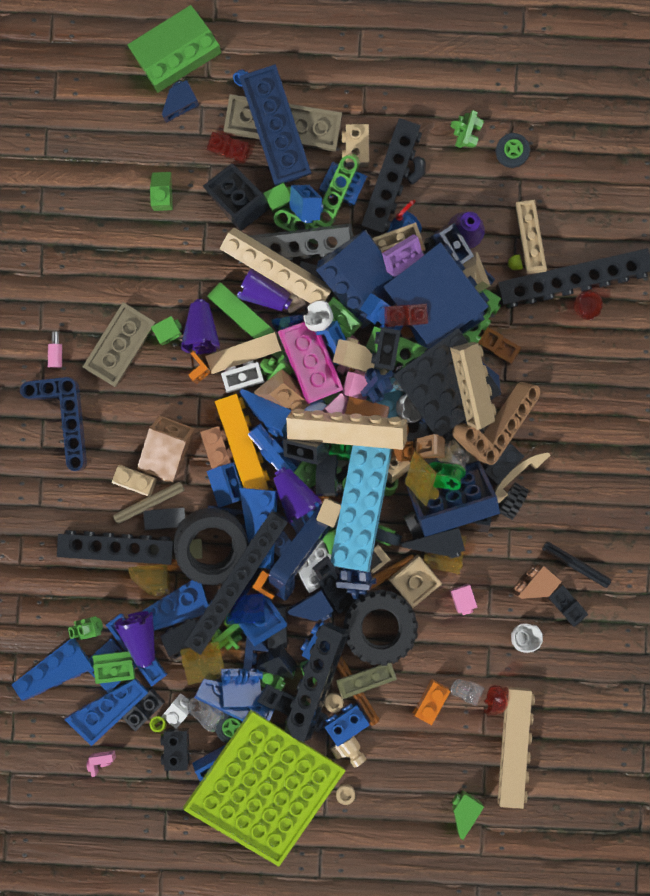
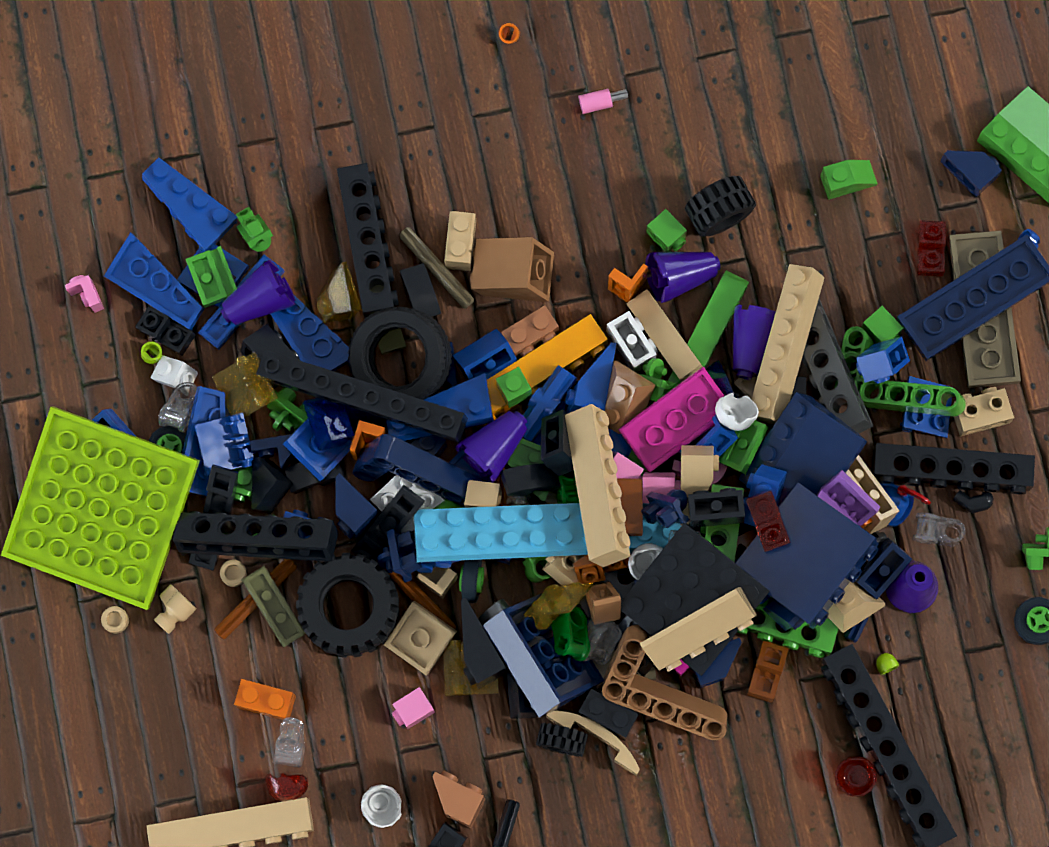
camera: 75 degrees right, 10 degrees down
(66, 415) = (521, 135): dark blue beam -> none
(119, 344) = (631, 177): dark tan plate -> none
(160, 287) = (720, 206): none -> black tyre
(176, 749) = (124, 383): black brick -> none
(237, 196) = (868, 274): black slope -> none
(256, 470) = (514, 387): none -> bright green brick
(346, 723) = (208, 595): blue brick -> none
(431, 203) = (936, 530): none -> clear piece
(466, 811) = (128, 783): bright green slope -> none
(531, 237) = (927, 673): tan tile -> none

